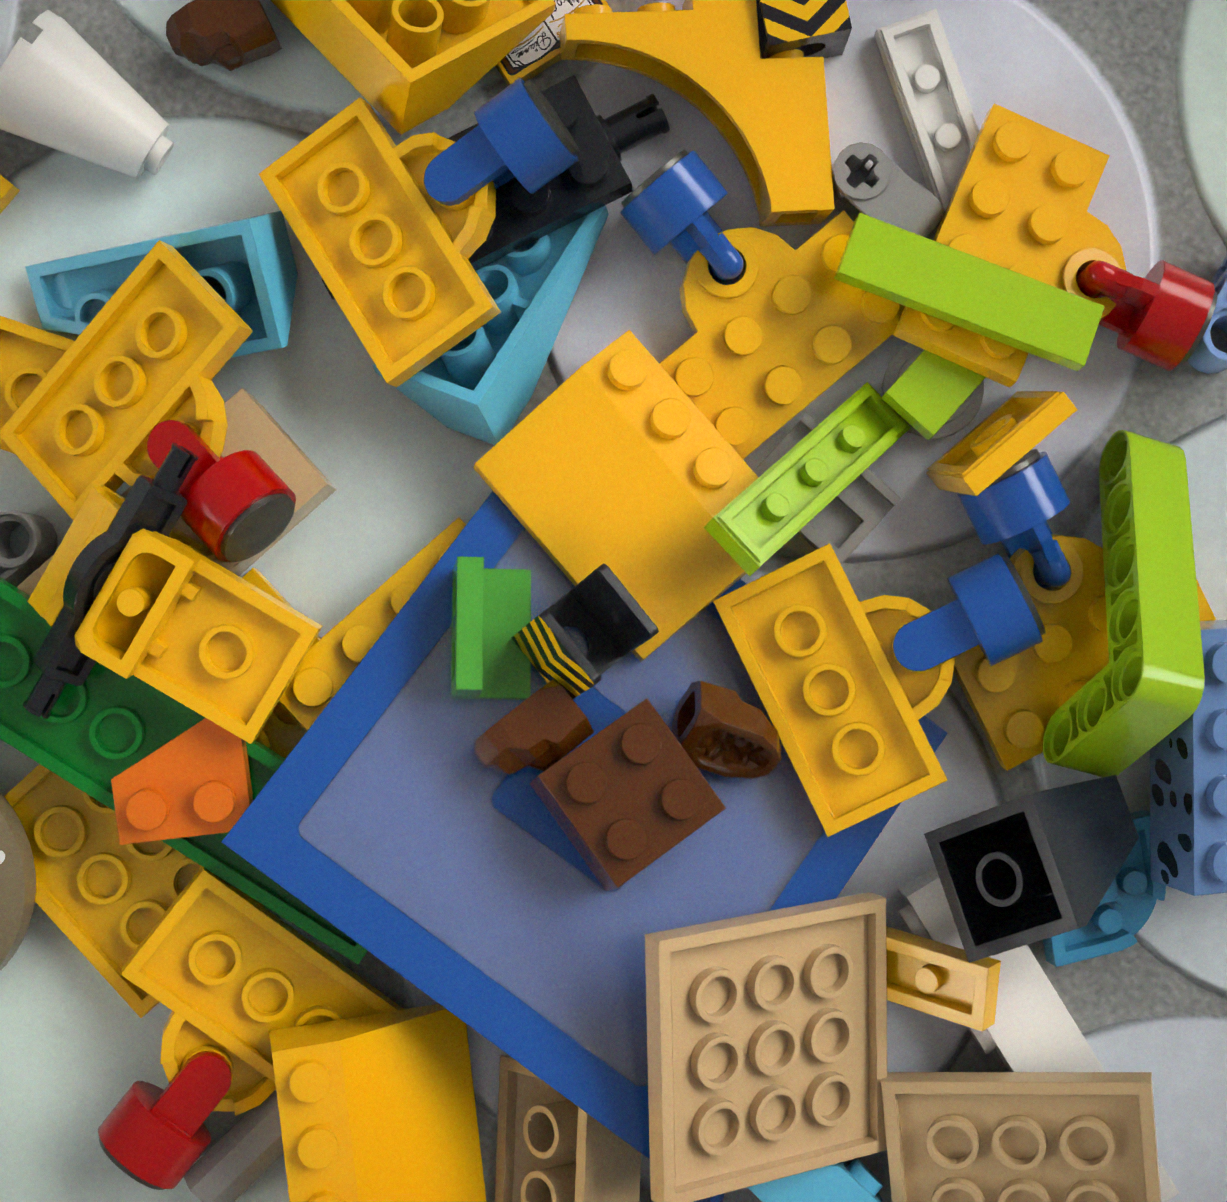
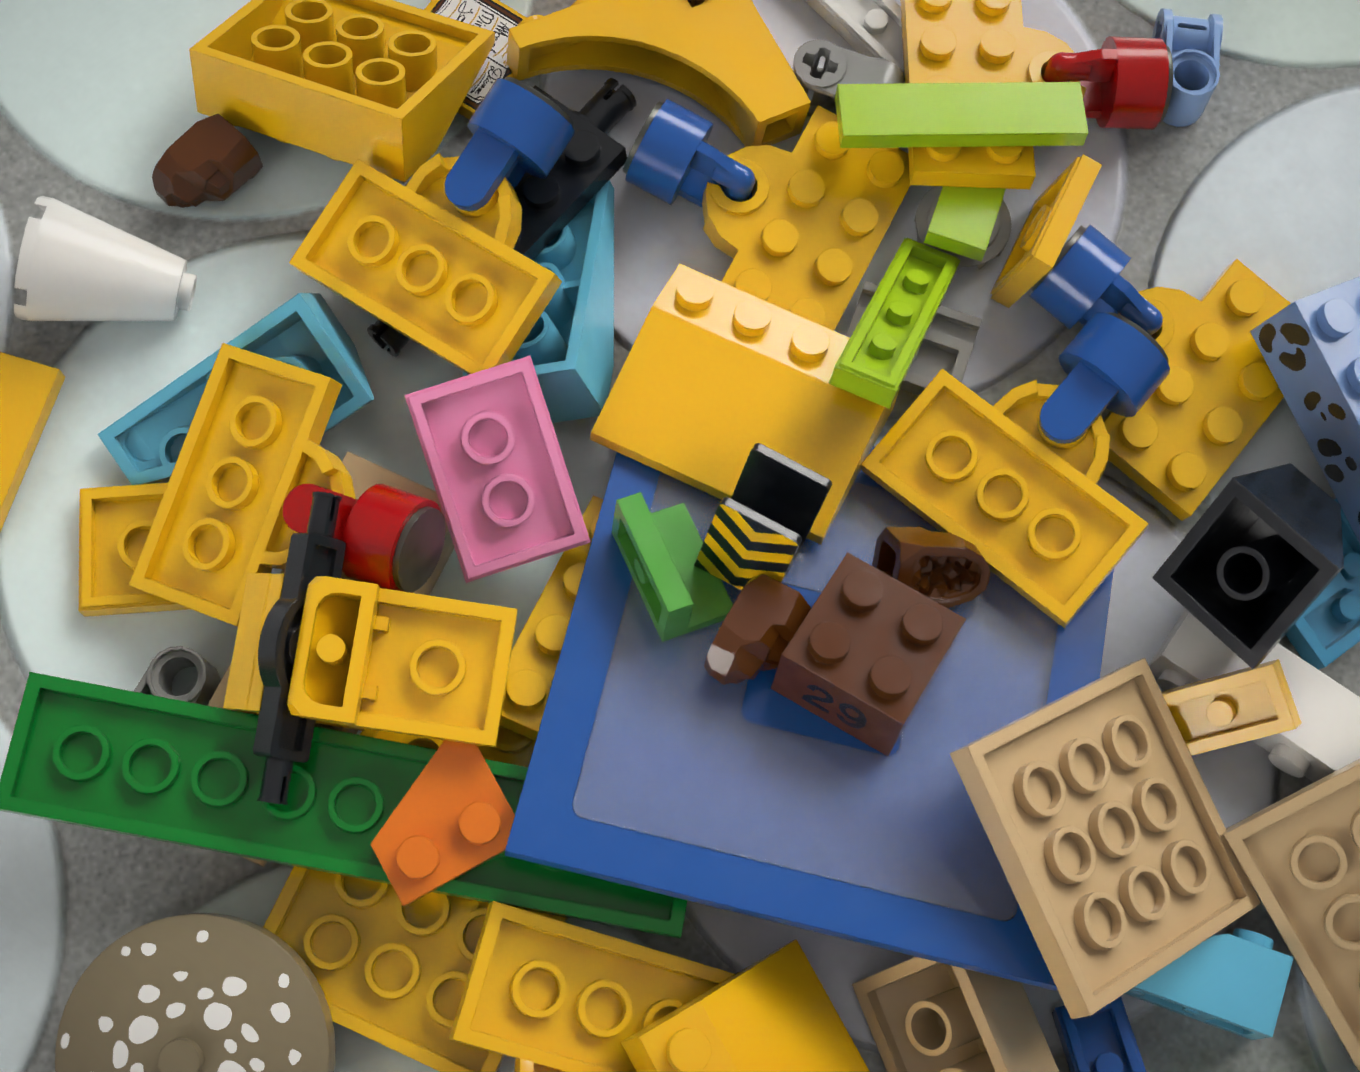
camera: 30 degrees left, 15 degrees down
(368, 468) = (497, 468): none -> bright pink tile
(1150, 612) = (1258, 310): lime beam -> none

